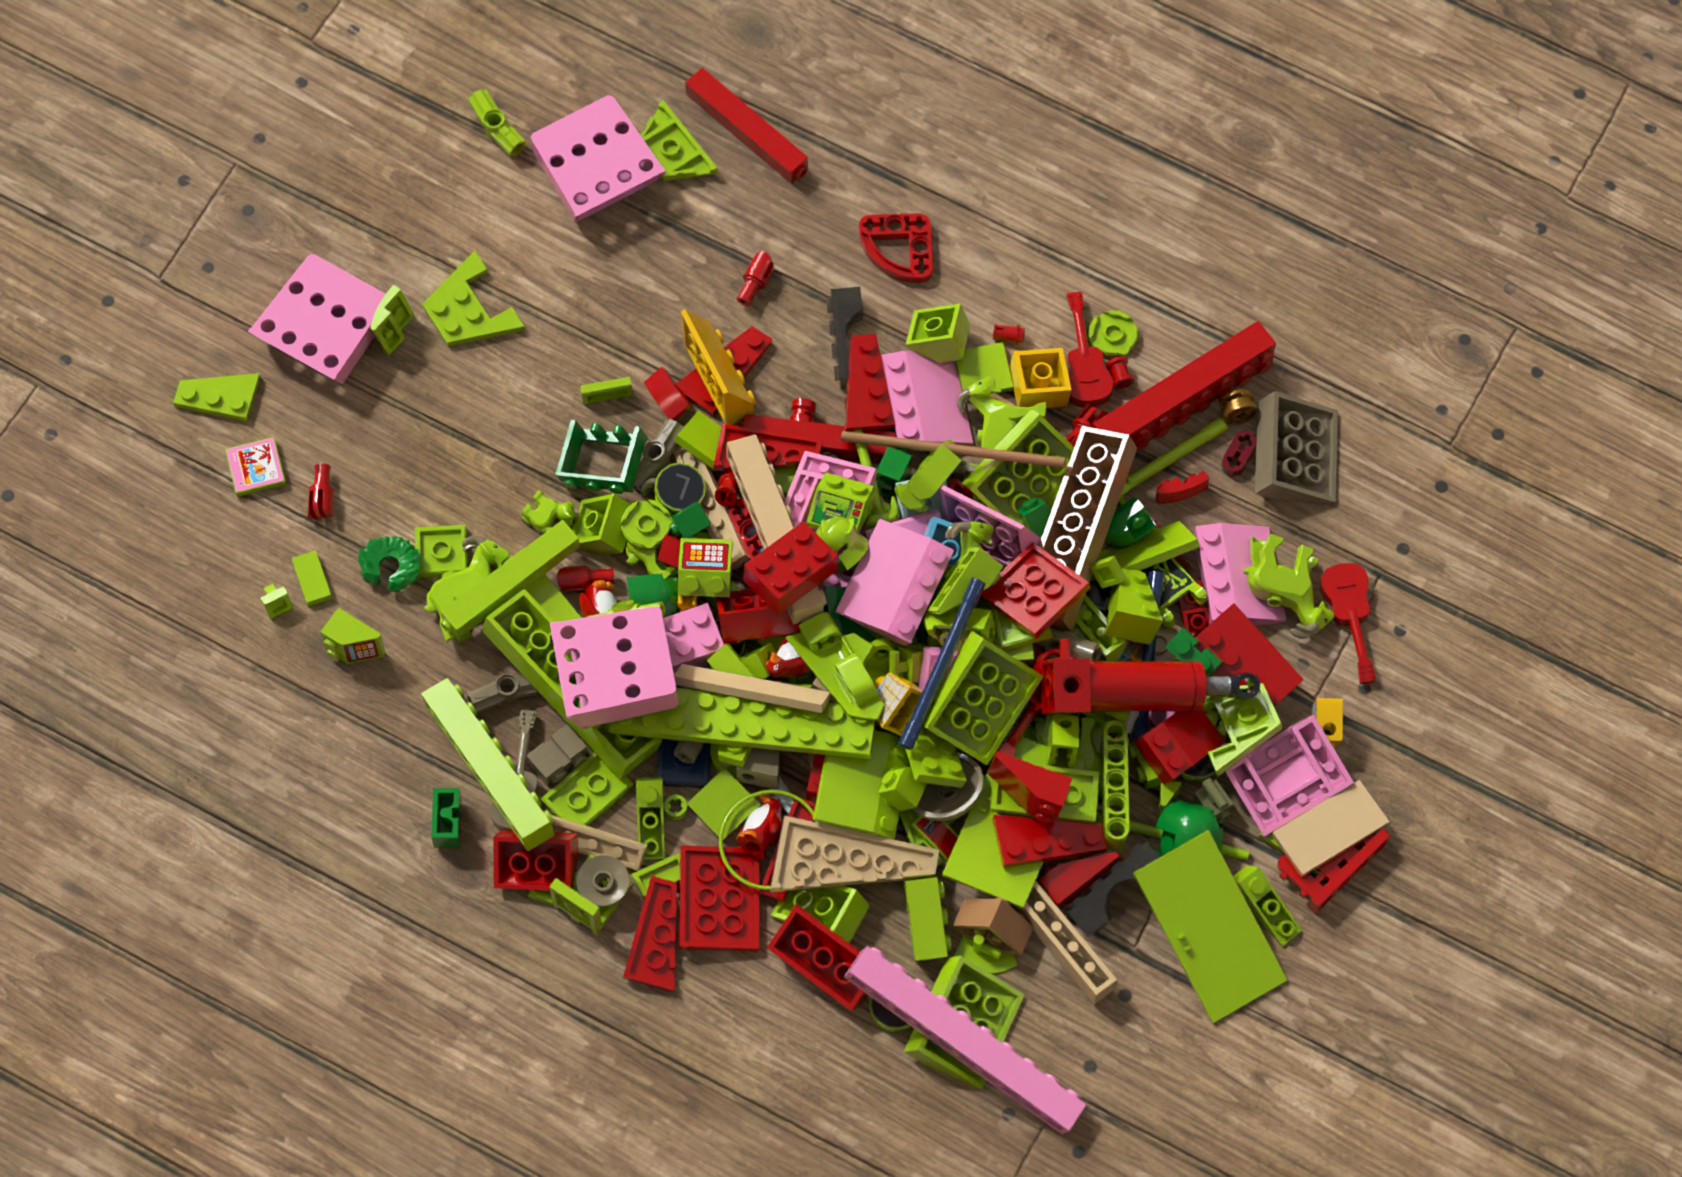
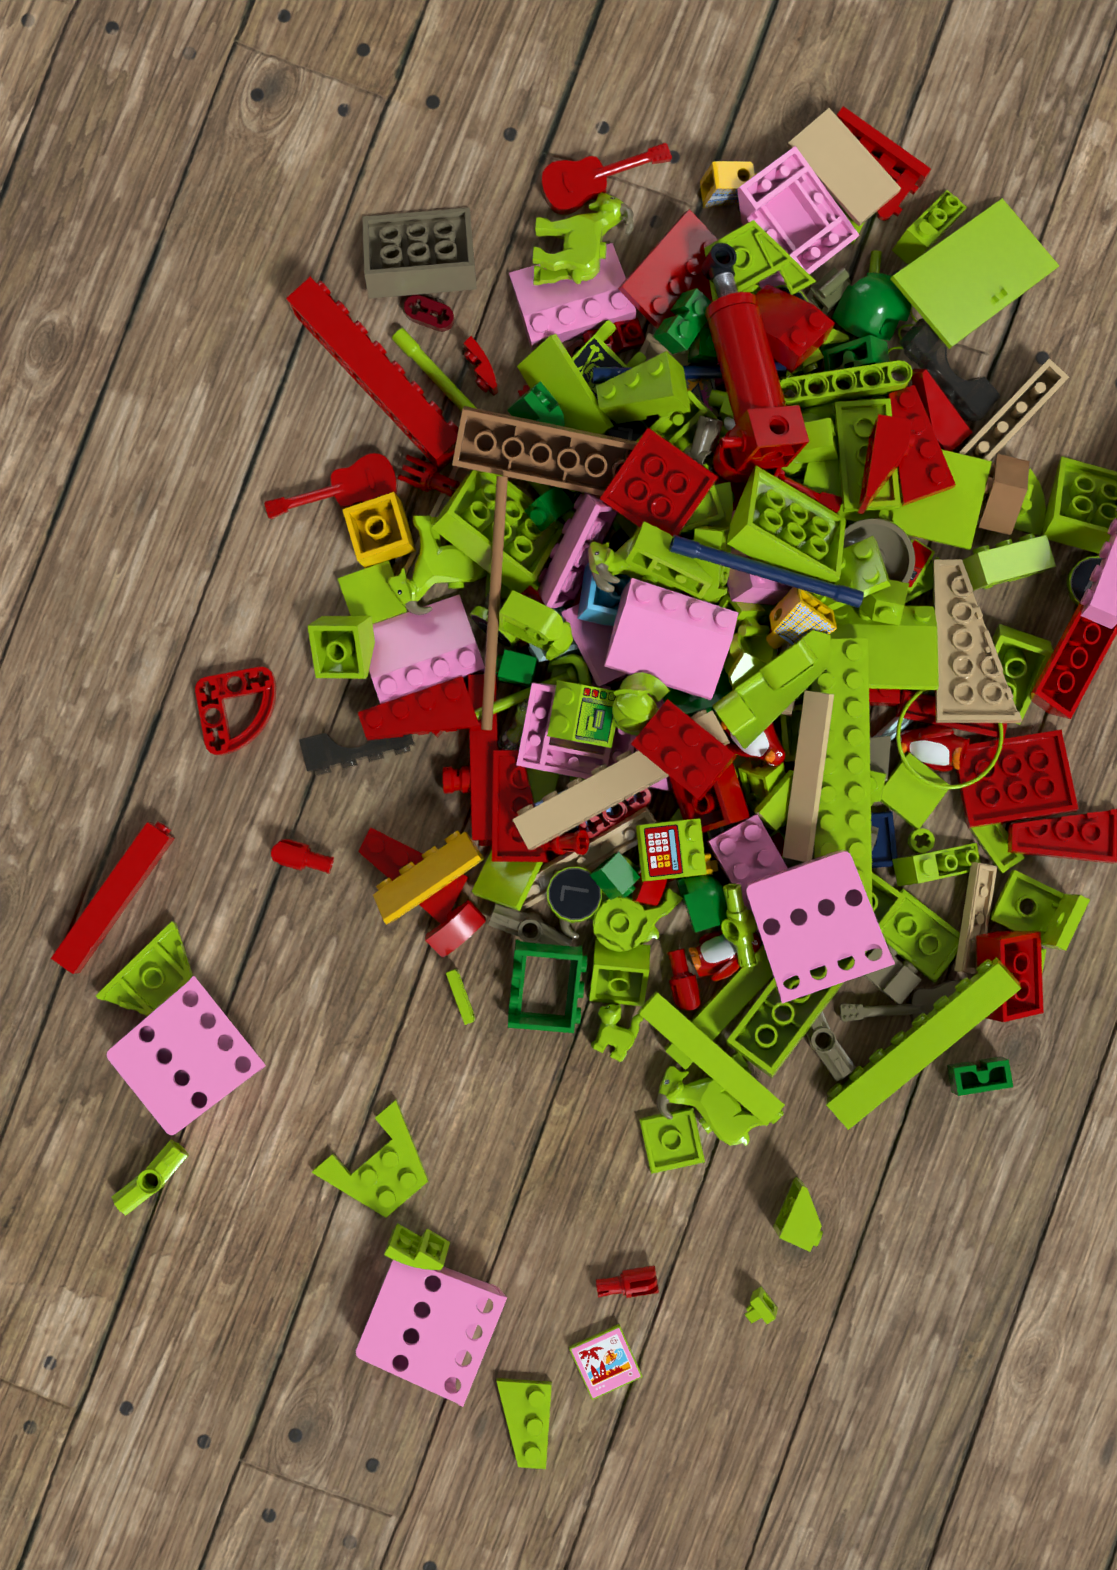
camera: 100 degrees left, 20 degrees up
(311, 578) = (725, 1273): lime tile -> none
(394, 548) = (682, 1189): green piece -> none
(600, 869) = (1040, 901): dark tan dish -> none
(1009, 333) = (325, 576): red pin -> none
(1108, 572) = (615, 418): lime plate -> none
(1113, 334) = (308, 463): lime tile -> none
(1120, 372) = (355, 448): red bush -> none
(1142, 808) = (856, 353): none -> green brick
(1239, 407) = (382, 315): pearl gold wheel -> none

